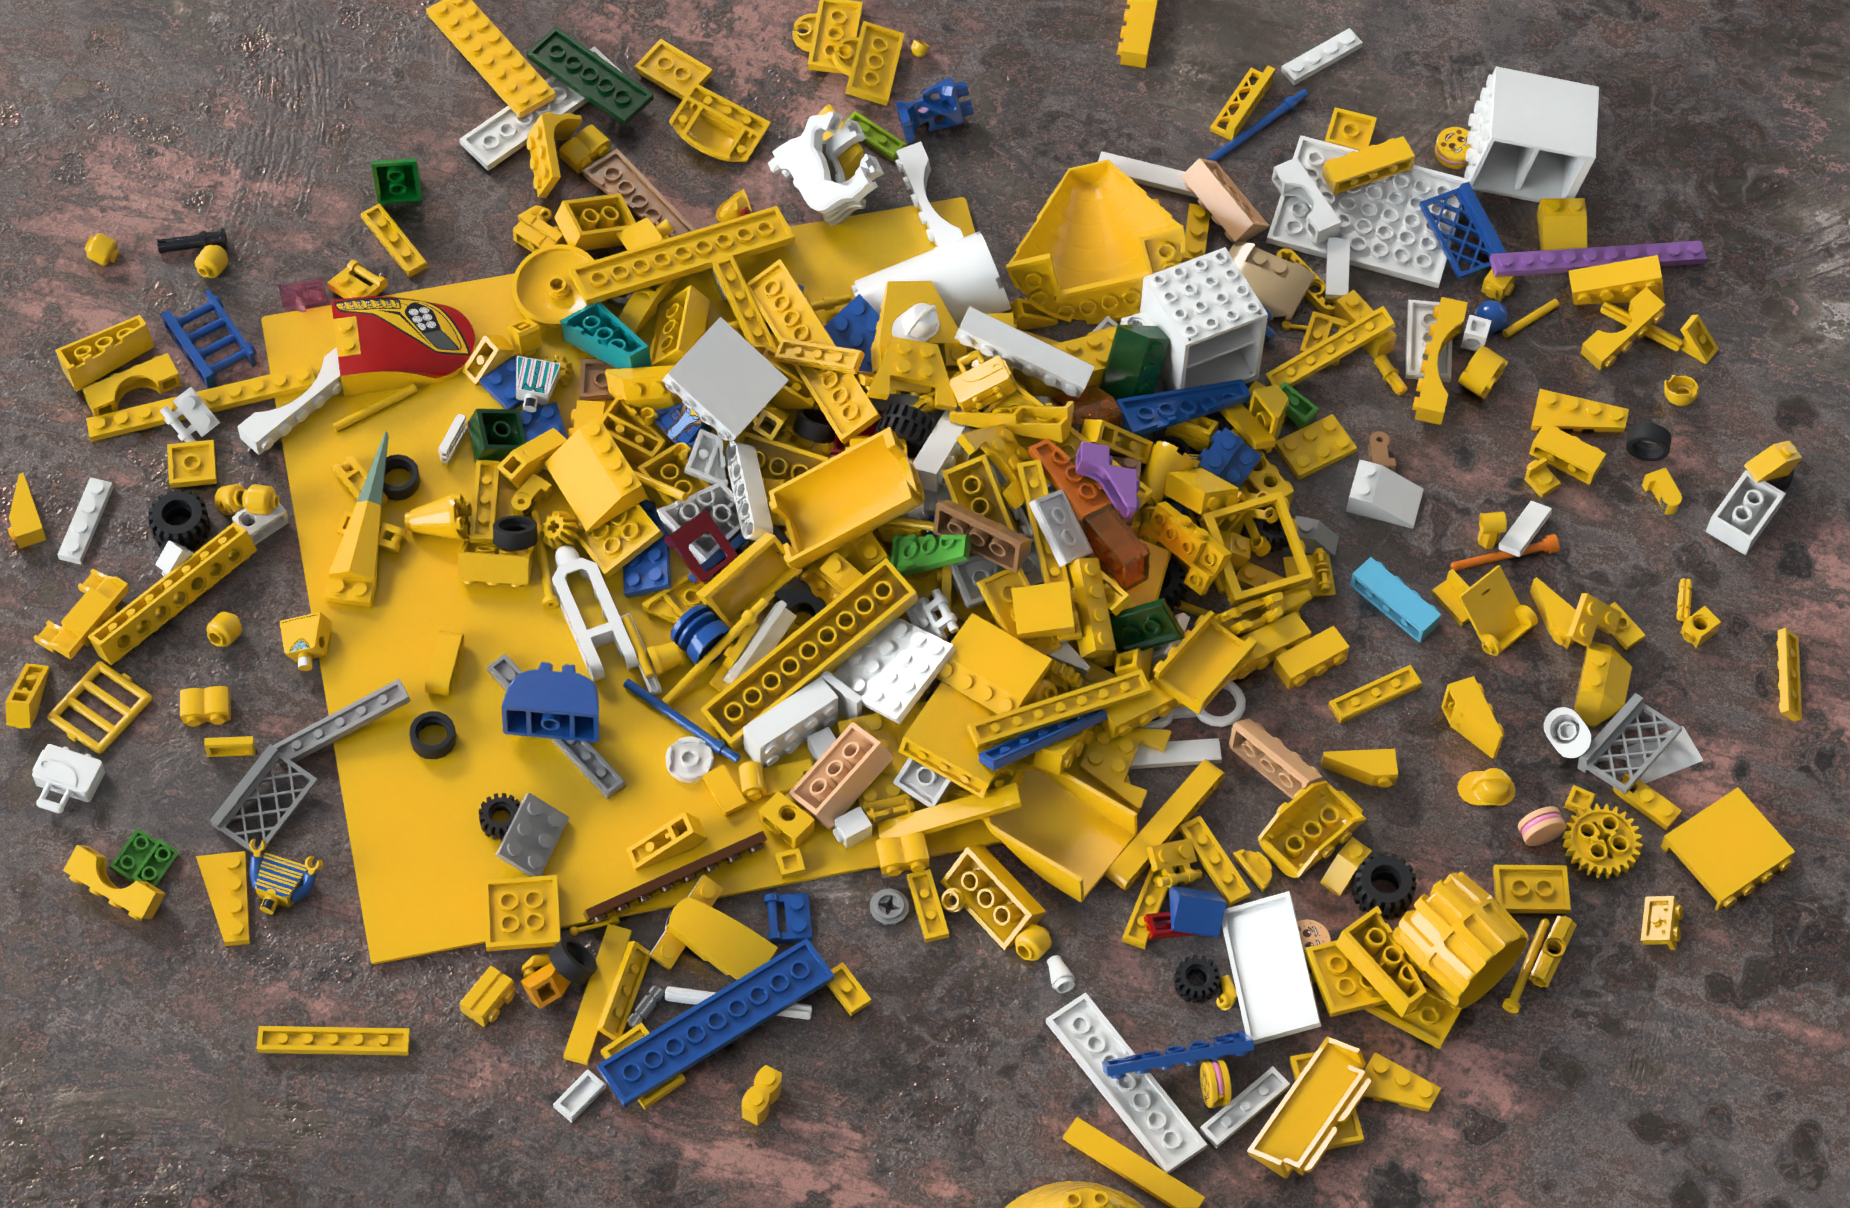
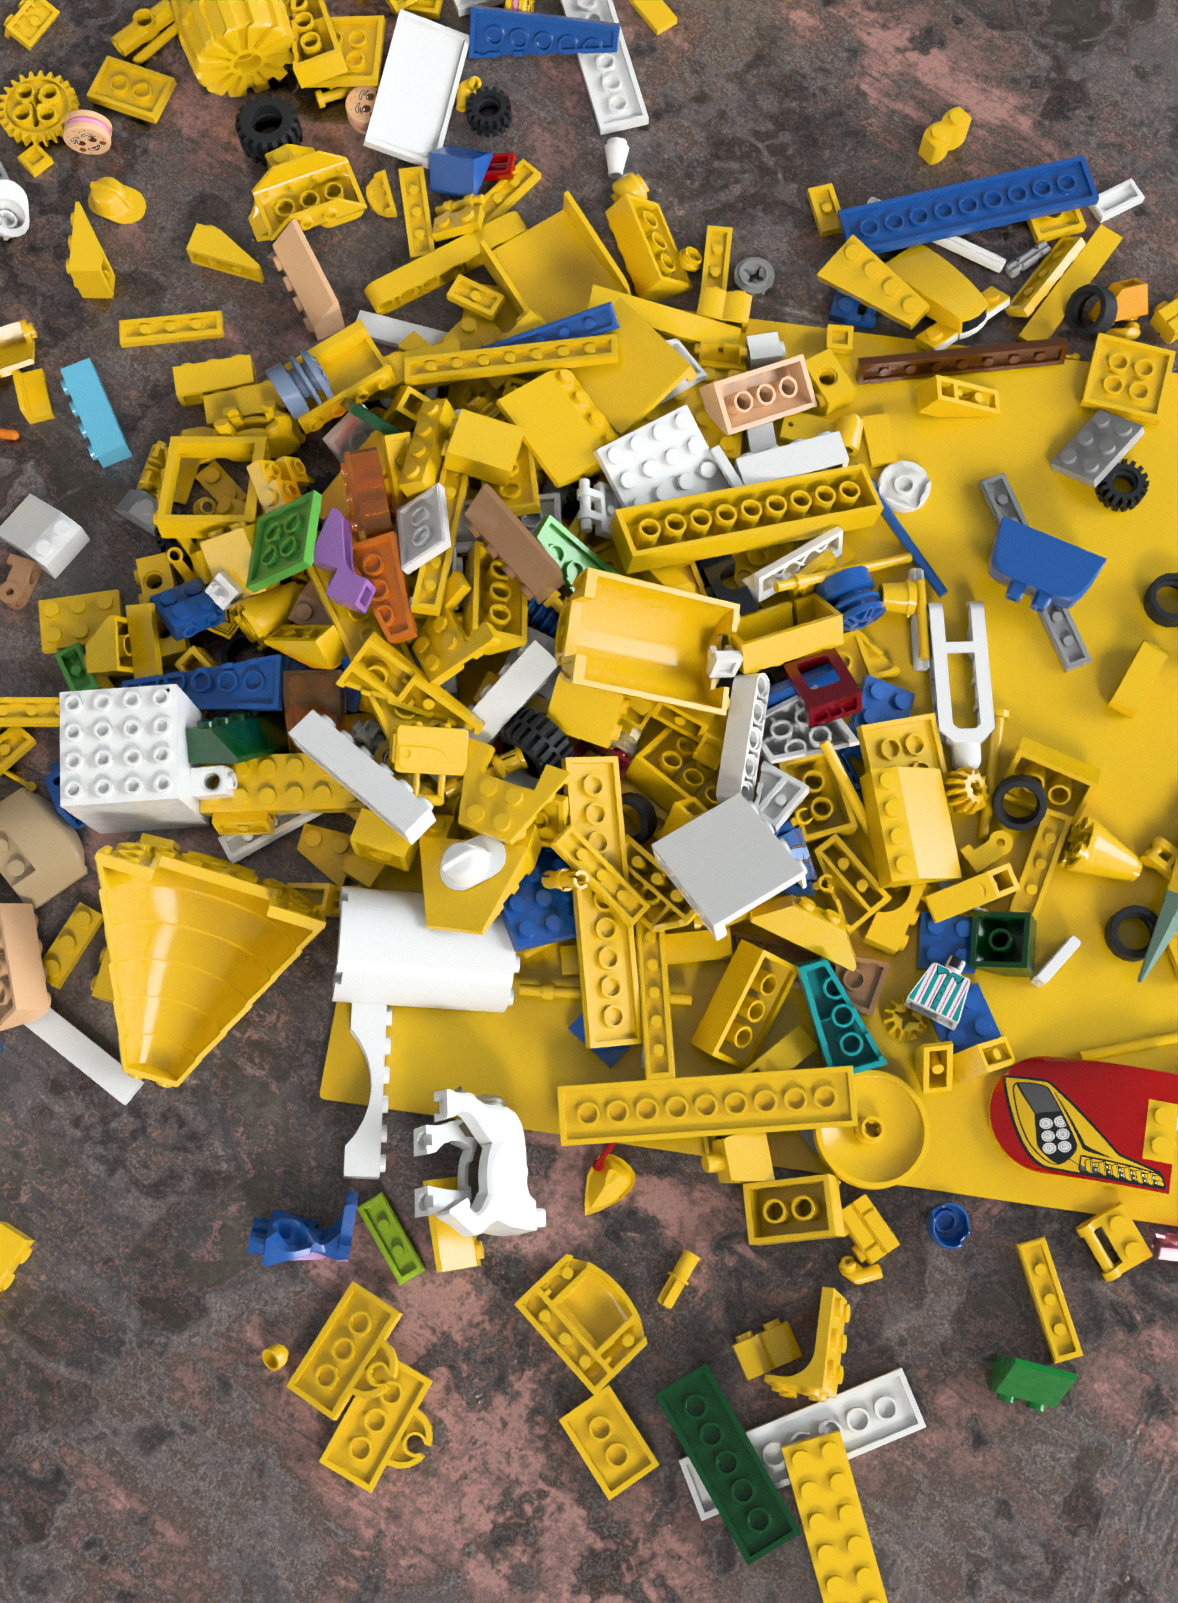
camera: 155 degrees left, 15 degrees up
(481, 254) = (948, 1224): none -> blue hair
(618, 175) = (729, 1266): medium nougat wing -> none
(662, 171) = (677, 1279): none -> yellow axle
(776, 909) = (869, 280): none -> yellow wedge
(784, 529) = (724, 662): none -> white tile
(840, 340) = (565, 879): none -> yellow pin
(1122, 785) = (475, 297): none -> yellow plate
(1164, 484) = (284, 541): none -> bright green plate
(1203, 468) = (224, 590): none -> white tile
(1223, 628) = (299, 383): none -> sand blue wheel

